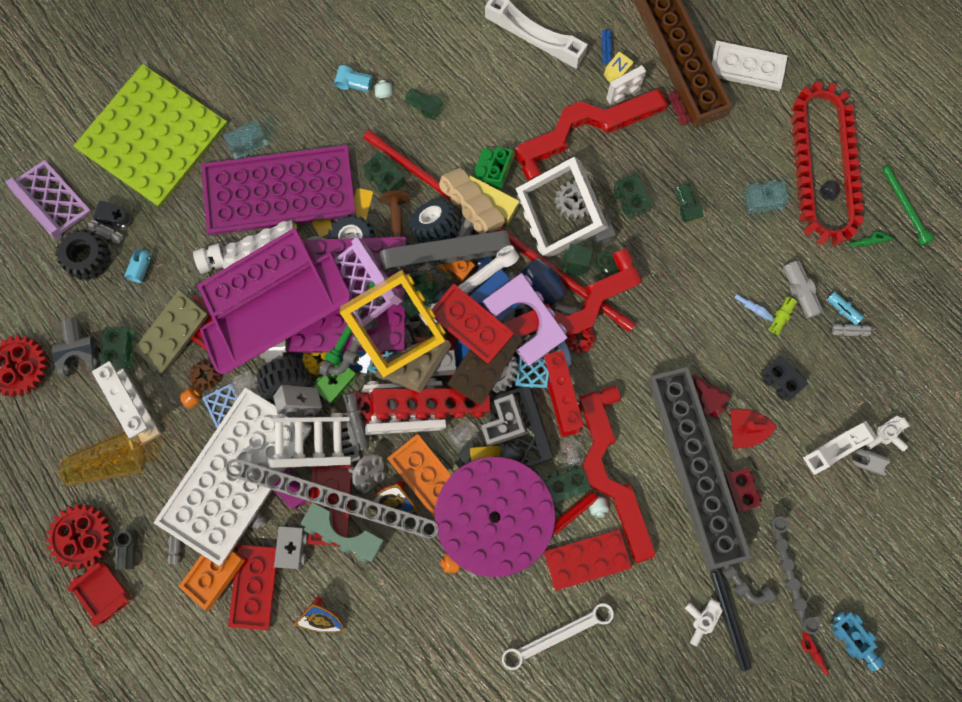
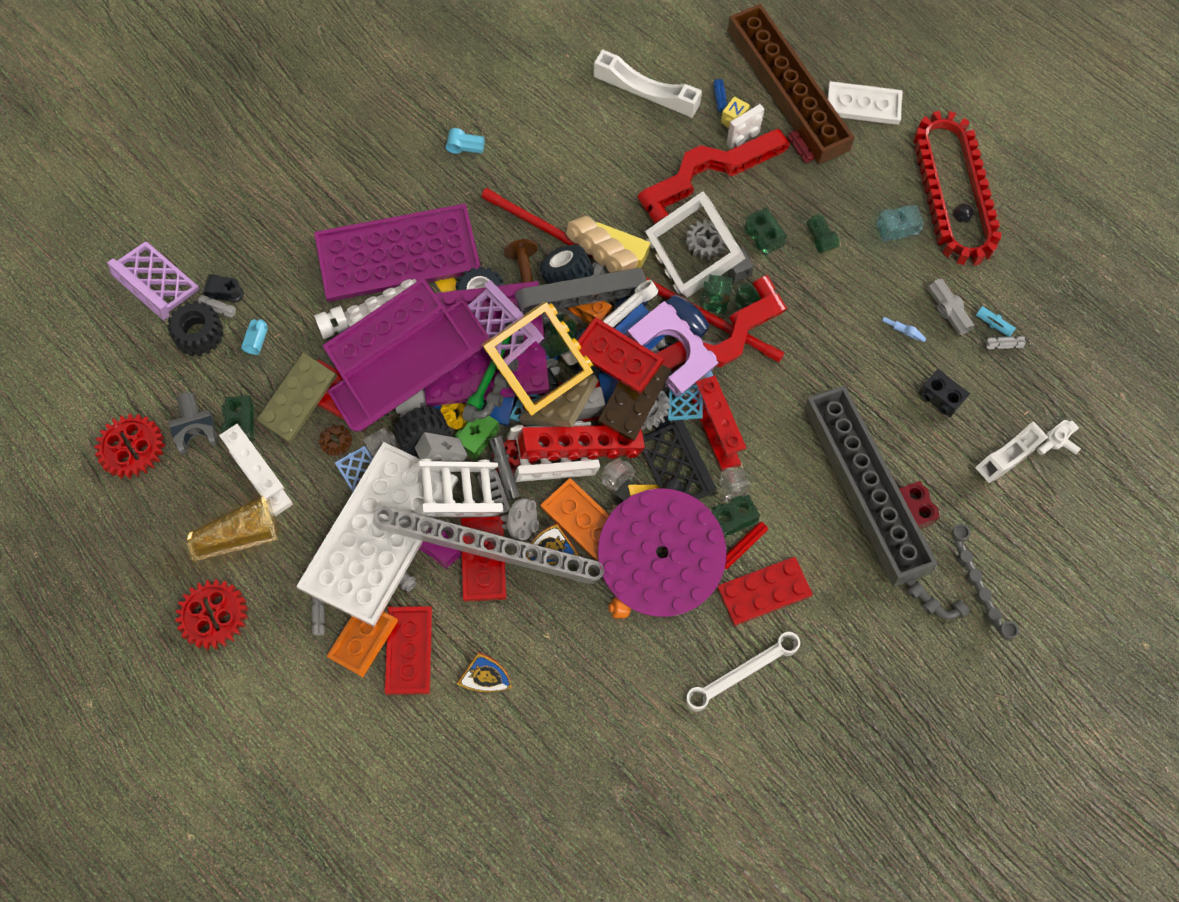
camera: 10 degrees left, 10 degrees down
(100, 593) = (239, 671): red panel -> none
(125, 552) = (264, 625): pearl dark grey piece -> none
(151, 135) = (257, 210): lime plate -> none
(190, 397) = (321, 464): orange piece -> none
(245, 139) = (358, 205): clear light blue brick -> none
(286, 558) = (440, 594): light grey brick -> none
(320, 521) = (526, 592): sand green arch -> none
(362, 202) = (486, 256): yellow sticker -> none
(383, 89) = (496, 150): light aqua piece -> none
(387, 172) = (509, 226): clear green brick -> none
(428, 105) = (545, 161): clear green piece -> none
(494, 166) = (621, 211): green brick -> none
(510, 422) = (666, 458): light grey brick -> none
(583, 345) = (732, 379): red gear -> none
(599, 507) = (770, 537): light aqua piece -> none
(622, 495) = (792, 521): red beam -> none
(705, 620) = (897, 641): white piece -> none
(710, 397) = (873, 417): dark red rock -> none
(730, 620) = (924, 638): black axle -> none
(749, 428) = (915, 446): red shield -> none
(782, 315) = (933, 334): lime pin -> none
(815, 653) = (1014, 660): red hand -> none
(855, 632) = (1056, 638): dark azure brick -> none
(871, 461) = (1046, 467): light grey piece -> none
(872, 240) = (1013, 256): green hand -> none
(924, 236) = (1064, 248): green piece -> none

